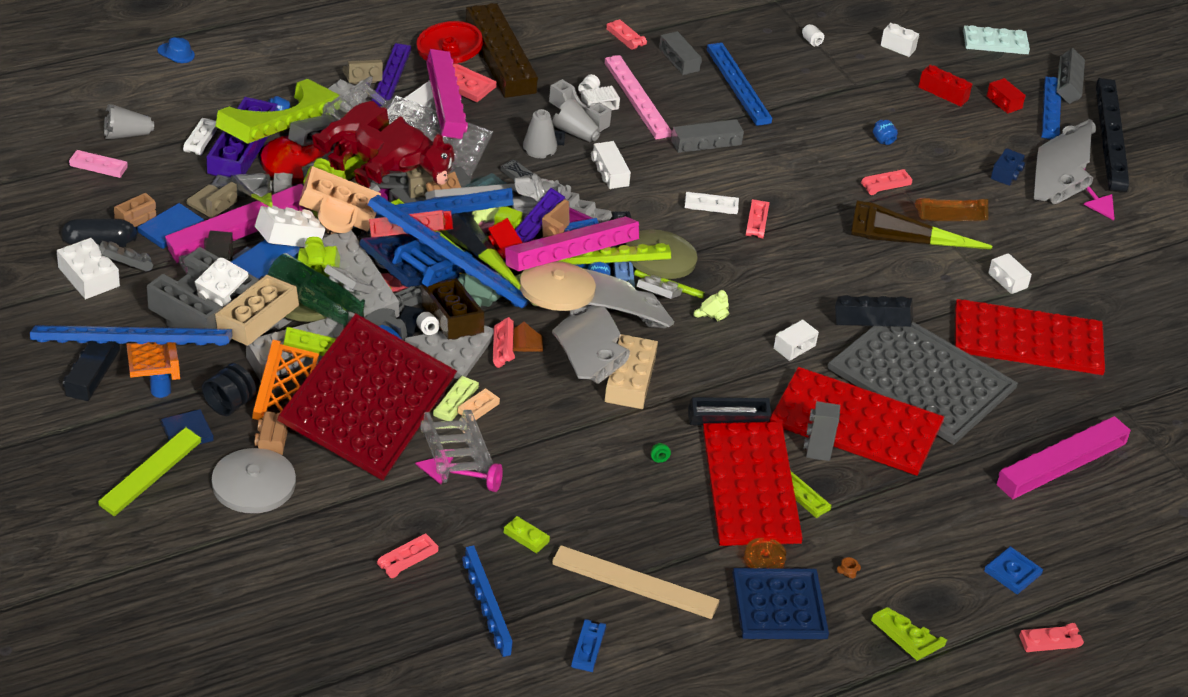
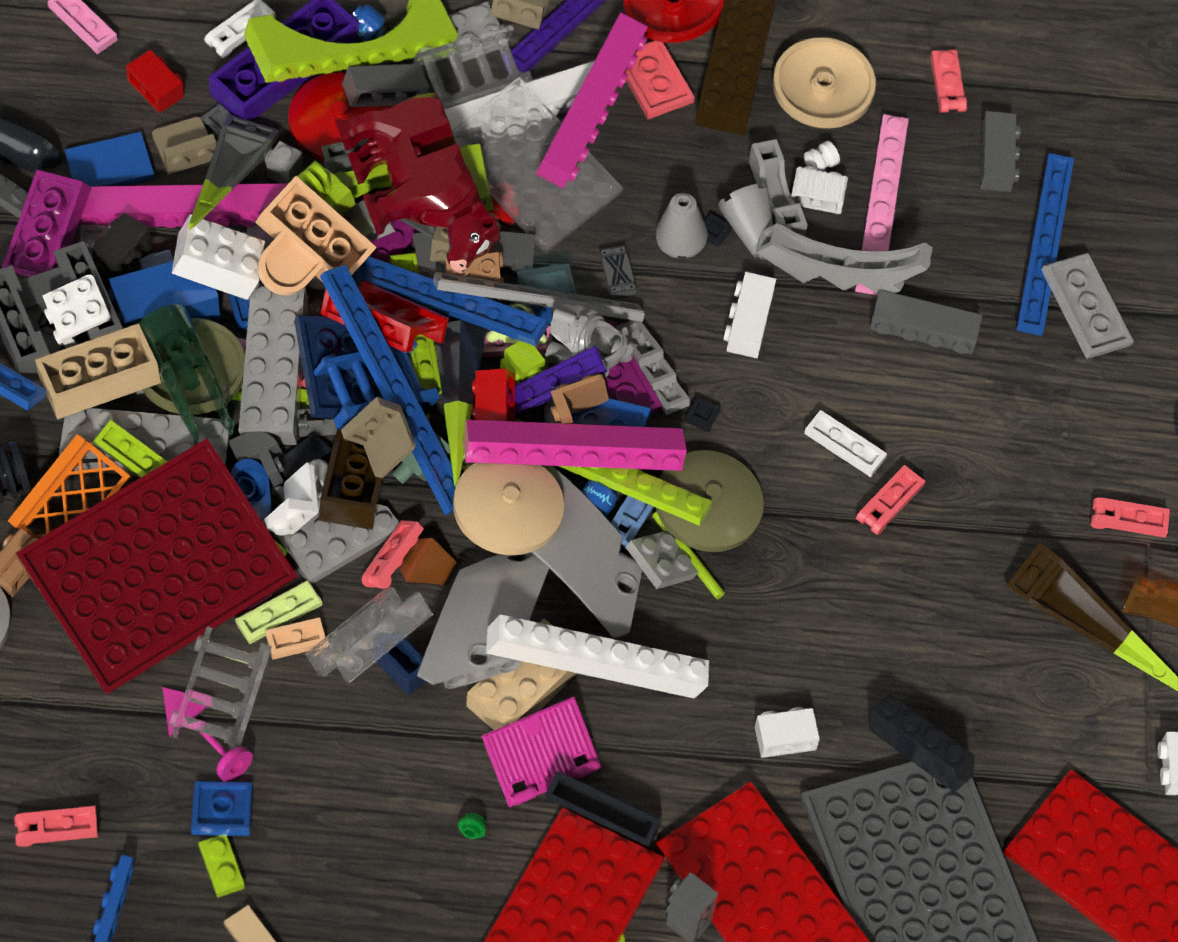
camera: 30 degrees right, 20 degrees up
(136, 210) = (71, 127): medium nougat brick -> none
(158, 254) = (46, 223): none -> magenta slope
(169, 176) = (155, 81): none -> red brick
(318, 256) = (226, 325): lime brick -> none
(349, 280) = (237, 377): light grey plate -> none
(431, 329) = (299, 503): none -> white bracket
(461, 274) = (383, 434): none -> dark tan bracket
(504, 504) = (221, 808): none -> blue tile
(525, 379) = (368, 634): none -> clear fence
(552, 388) = (403, 665): none -> dark blue brick
(563, 52) = (824, 82): none -> tan dish
(646, 123) = (841, 266): none -> light grey arch
(668, 399) = (538, 748): none -> dark pink window
(669, 333) = (597, 656): none -> white brick
(714, 307) = (715, 626): yellowish green rock -> none
(784, 100) = (1087, 305): none -> light grey tile

